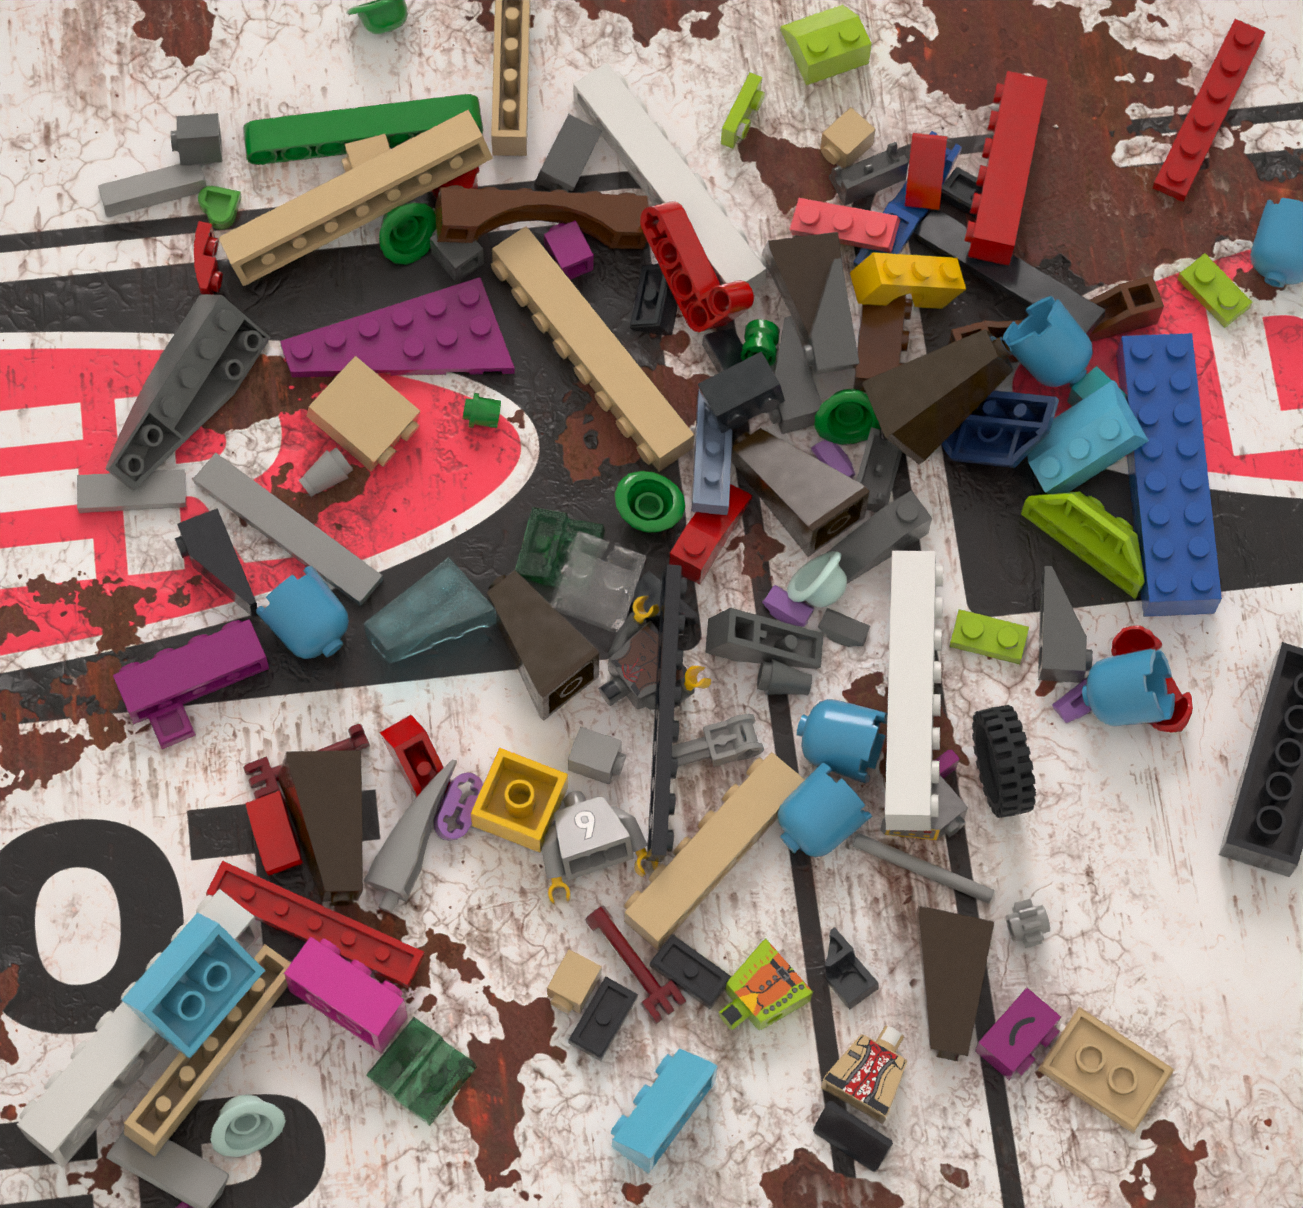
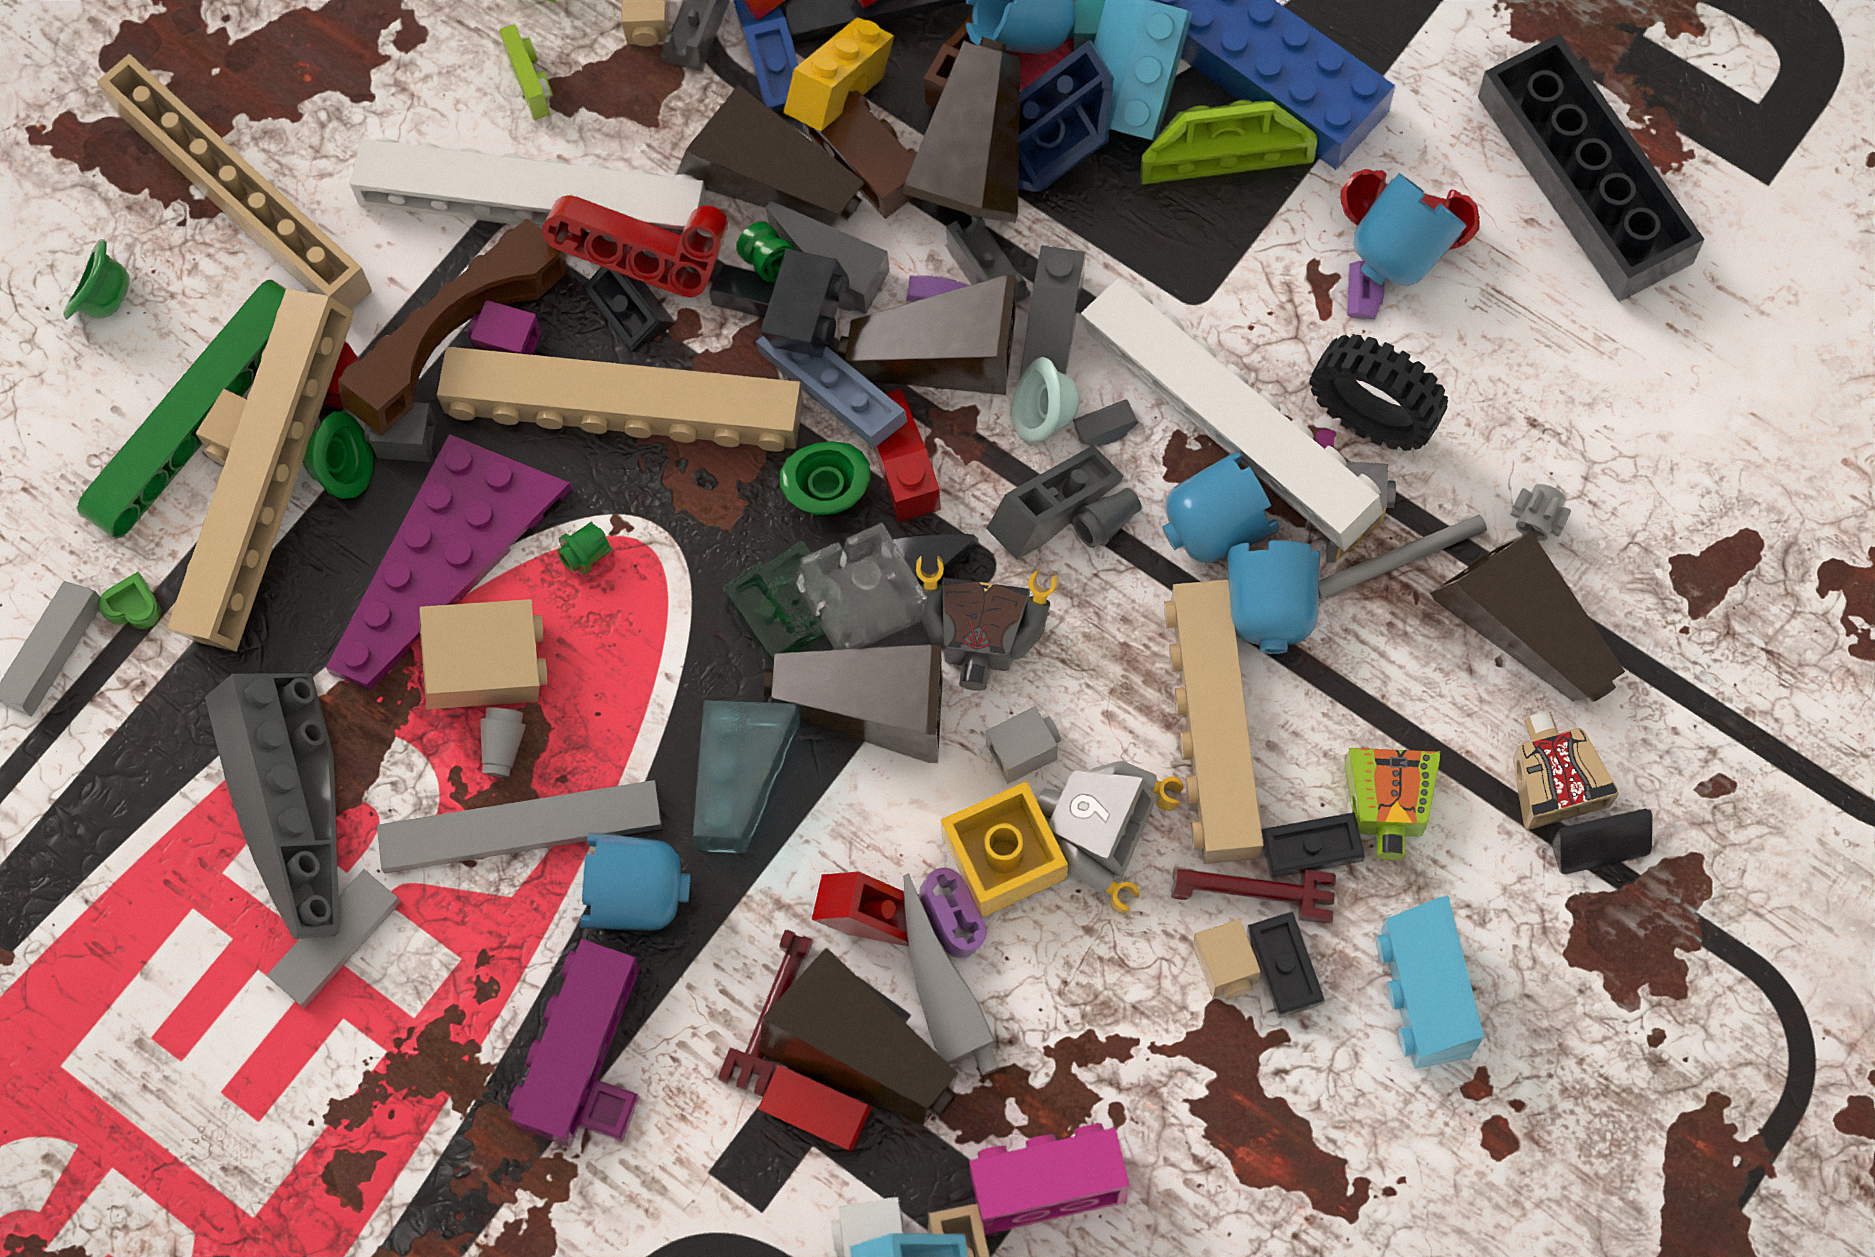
camera: 40 degrees left, 0 degrees up
(197, 139) = (46, 561): dark grey brick -> none
(205, 263) = (177, 666): red slope -> none
(213, 556) = (481, 917): black slope -> none
(309, 919) = (943, 1148): red plate -> none
(421, 1071) = (1181, 1179): clear green slope -> none
(568, 155) = (411, 253): dark grey hinge -> none
(665, 728) = (1061, 652): black plate -> none
(721, 743) = (1114, 626): light grey connector -> none
(785, 609) = (1038, 456): medium lavender piece -> none
(832, 335) = (824, 172): dark grey slope -> none
(846, 417) = (914, 238): green hat -> none
(846, 973) = (1438, 710): black slope -> none
(854, 225) = (750, 66): coral plate -> none
(989, 636) = (1234, 309): lime piece -> none
(1018, 1034) = (1638, 611): magenta brick -> none
(1061, 636) = (1293, 248): dark grey slope -> none
(1106, 1069) = (1734, 570): tan tile -> none

